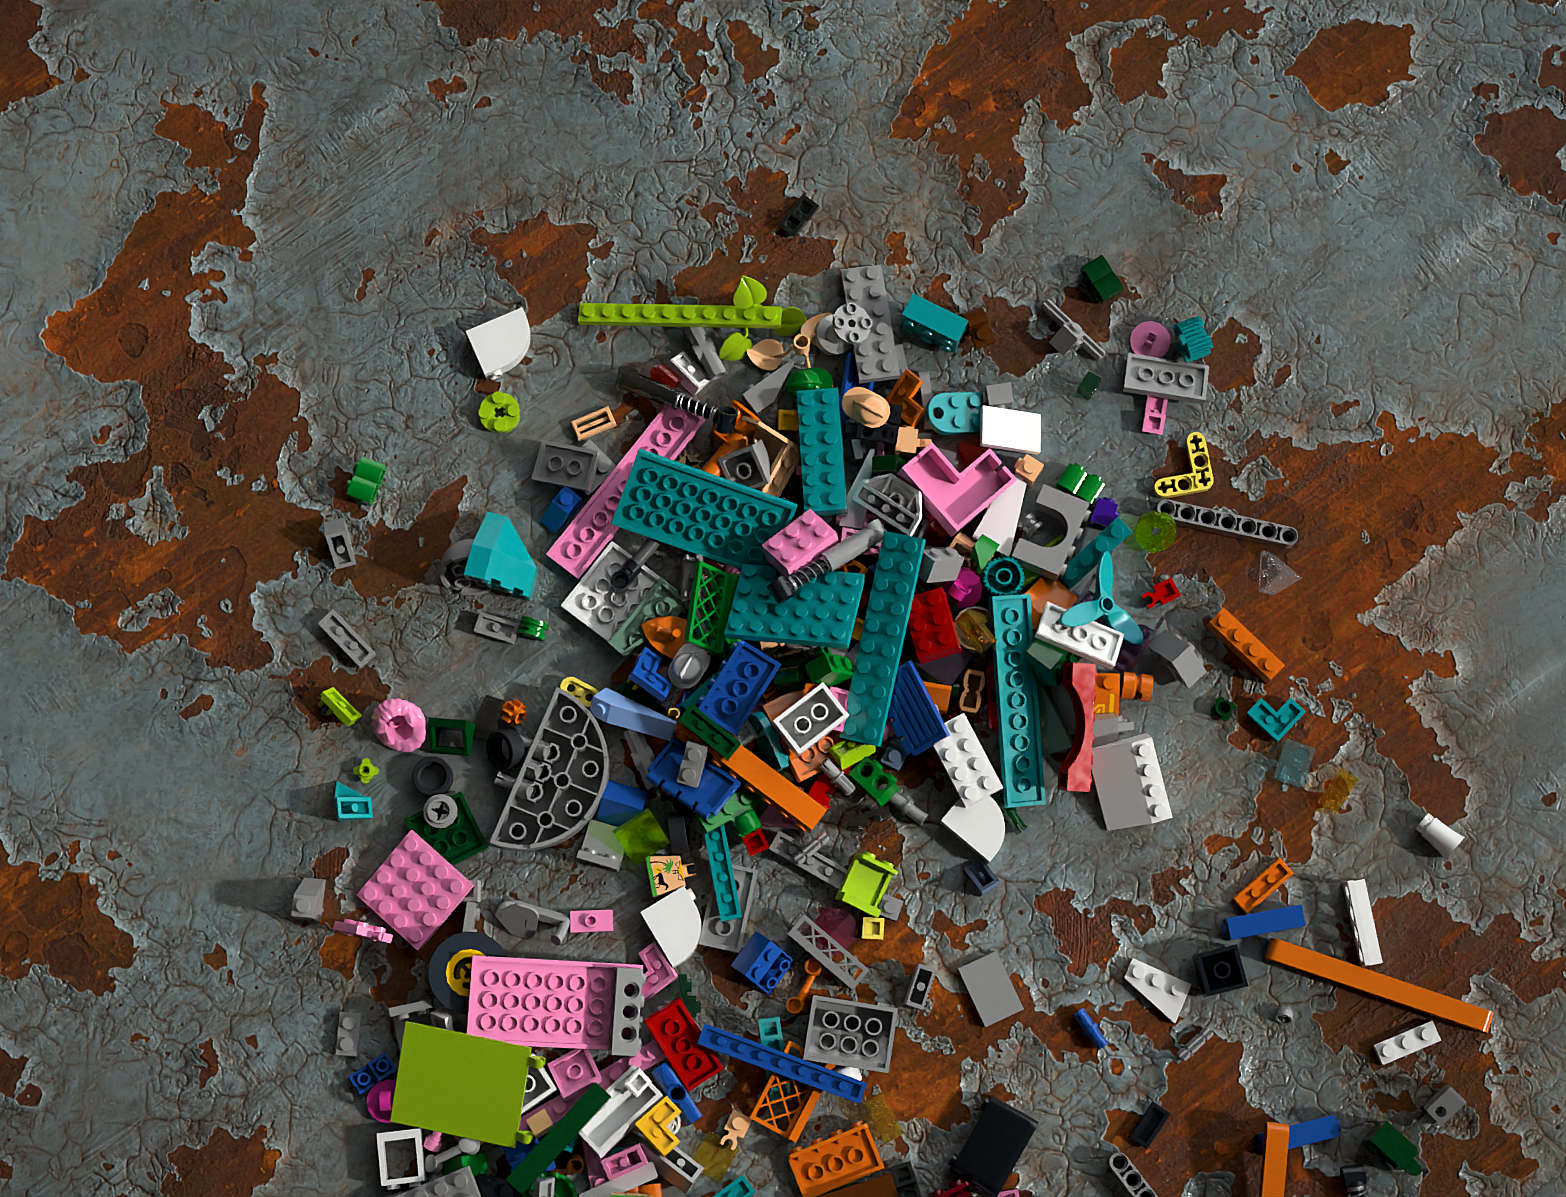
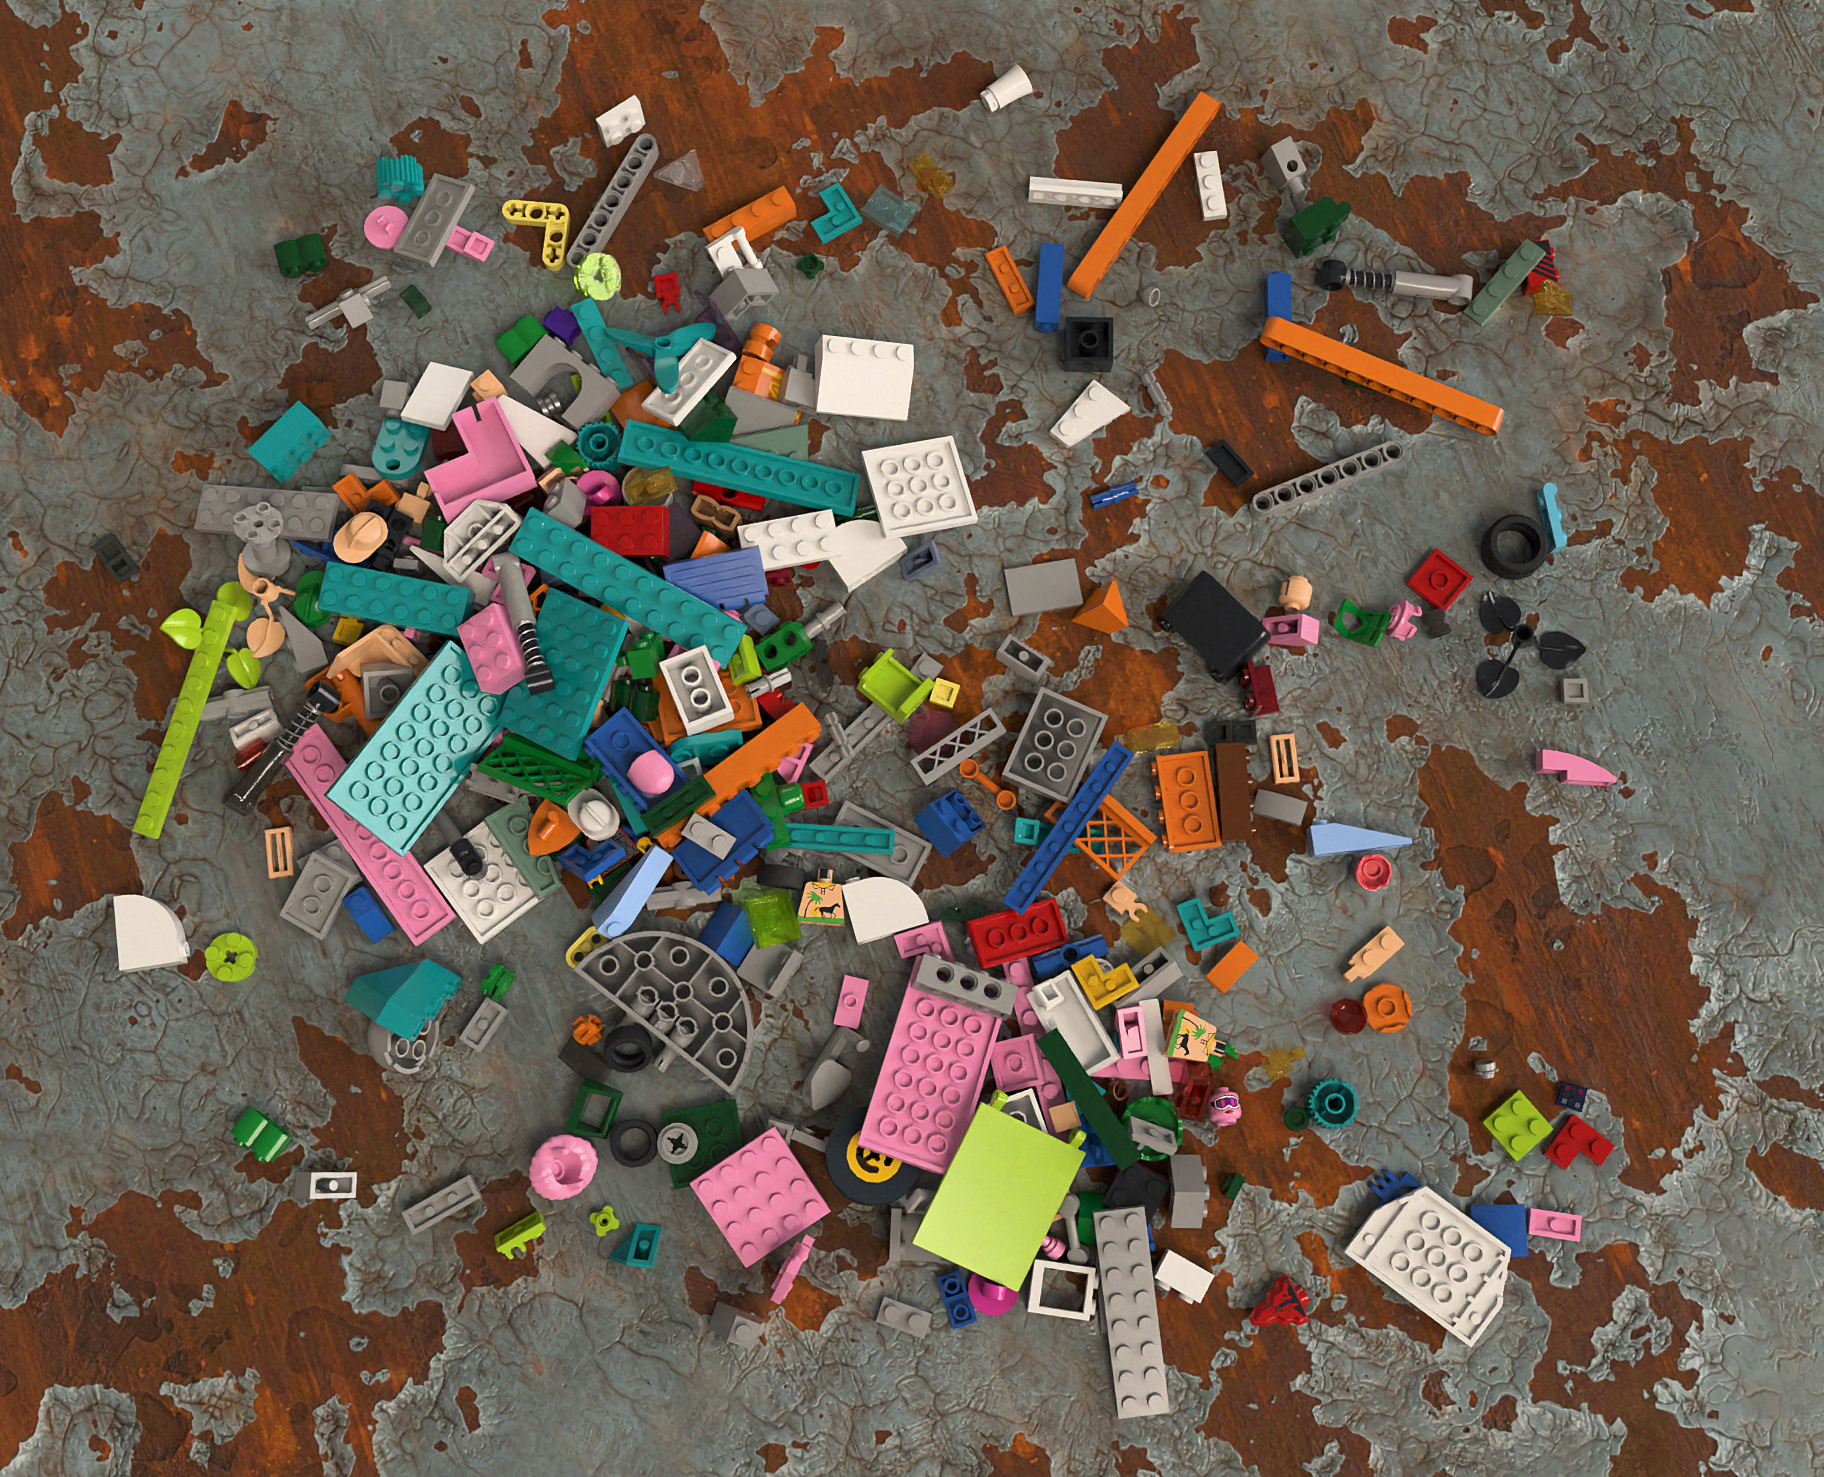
camera: 75 degrees left, 0 degrees up
(730, 703) = (651, 773): none -> bright pink piece
(984, 1046) = (1103, 610): none -> orange slope
(1046, 857) = (918, 487): none -> white plate
(1080, 685) = (745, 392): arch -> none
(1204, 634) = (724, 255): none -> white plate
(1297, 505) = (621, 121): none -> white plate

